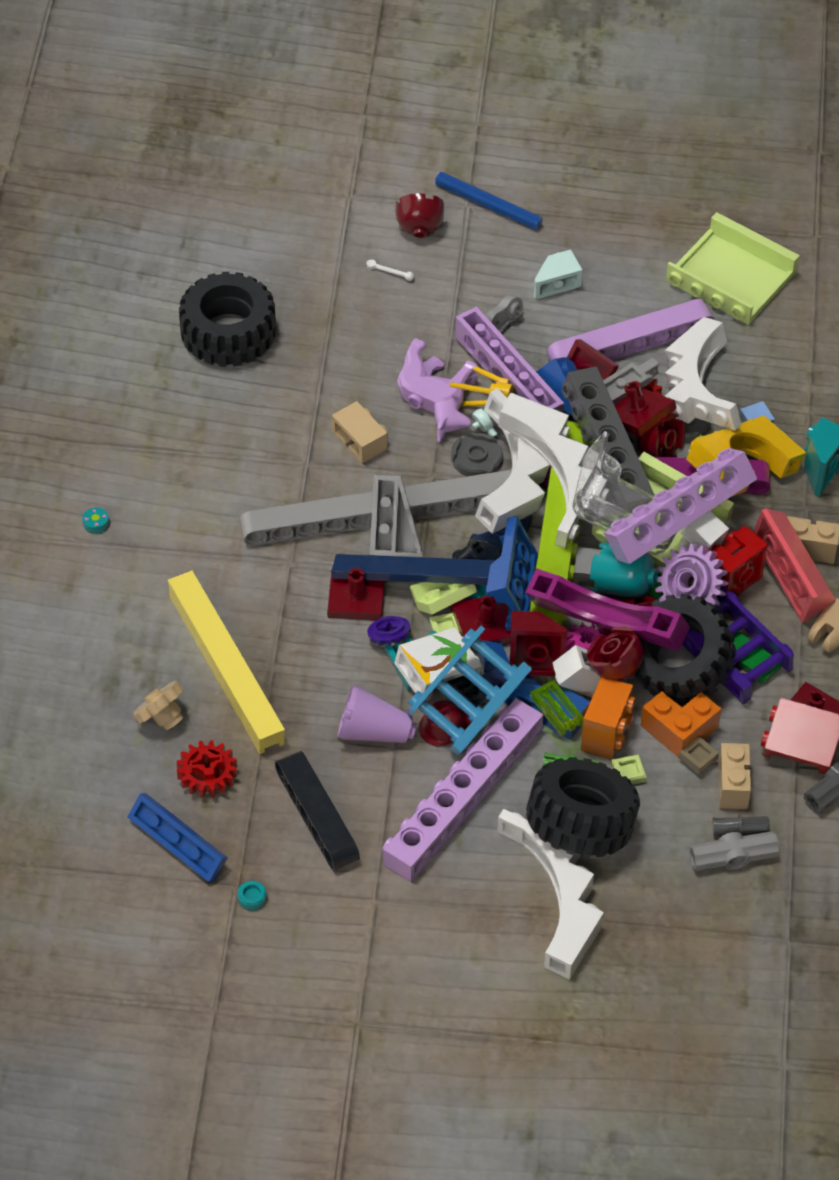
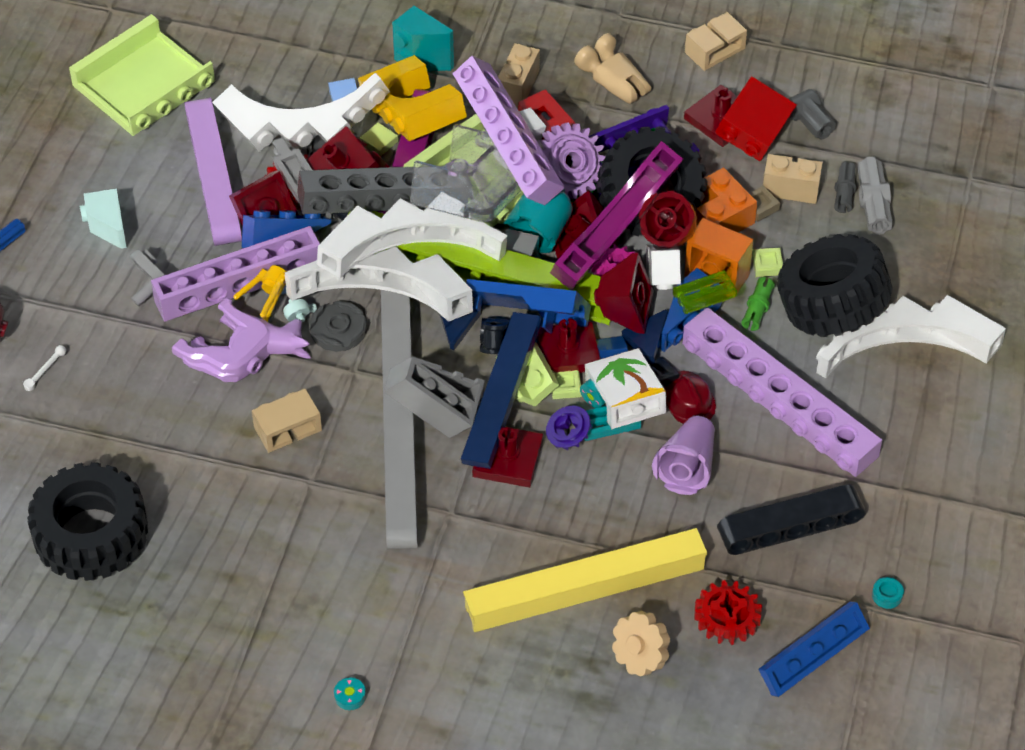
camera: 80 degrees left, 0 degrees up
(495, 695) = (694, 341): dark azure fence -> none
(793, 565) = (569, 87): coral slope -> none

